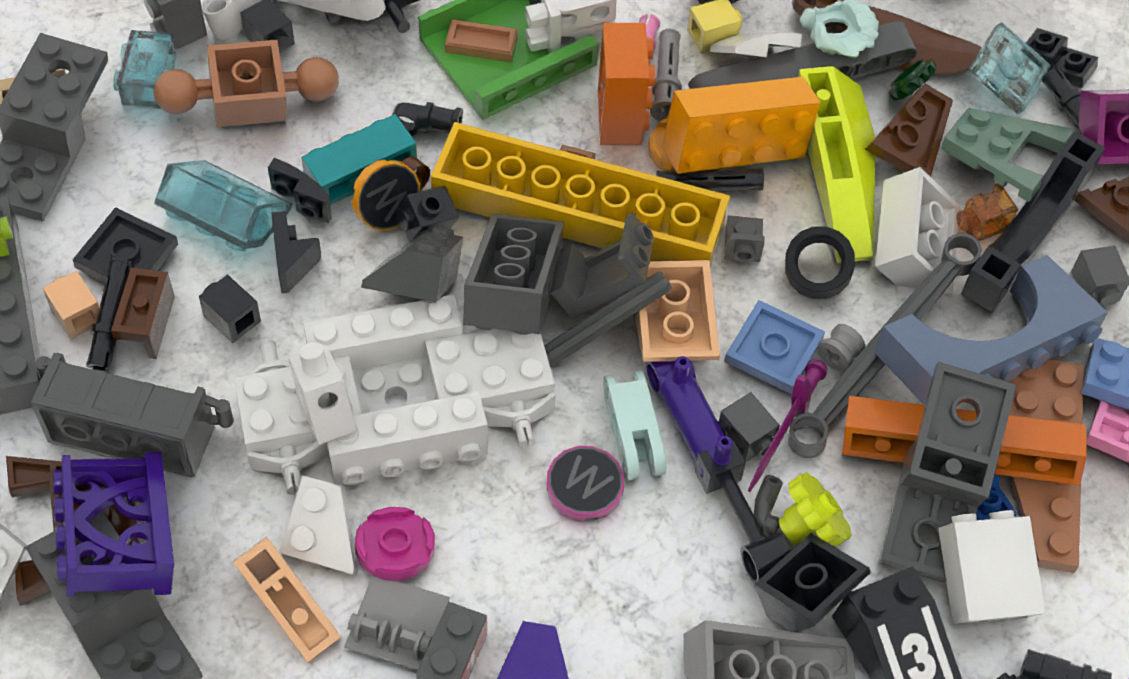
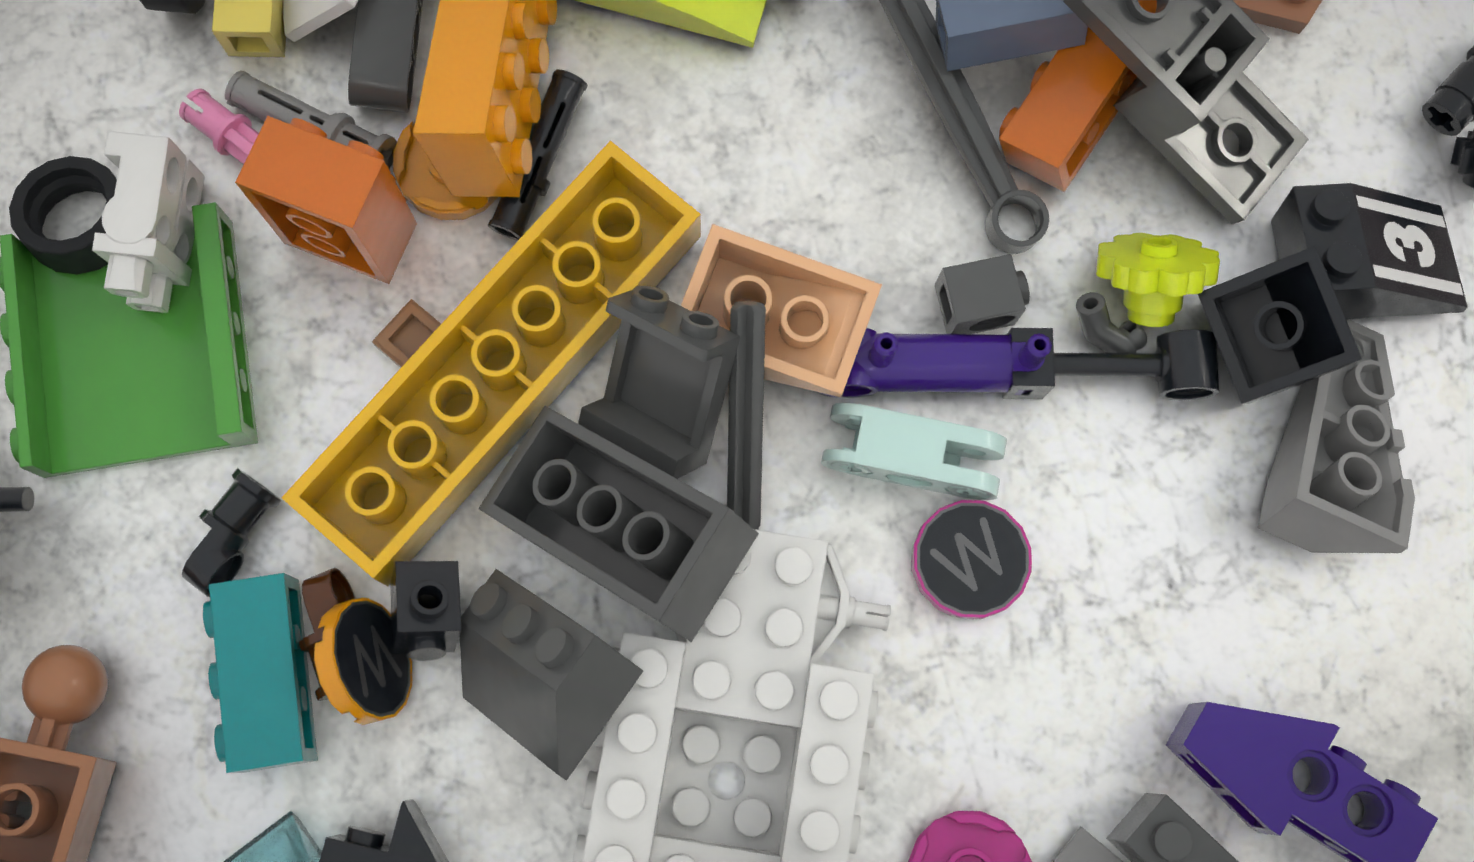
camera: 70 degrees left, 20 degrees up
(308, 195) = (296, 787): black slope -> none
(481, 40) = (105, 381): nougat tile -> none
(744, 239) = (663, 150): dark grey bracket -> none
(774, 346) = (861, 198): medium blue plate -> none
(800, 402) = (972, 207): magenta sword -> none
(825, 235) = (791, 45): black tyre -> none
(841, 347) = (902, 109): light grey wheel -> none
(991, 568) = (1325, 90): white brick -> none

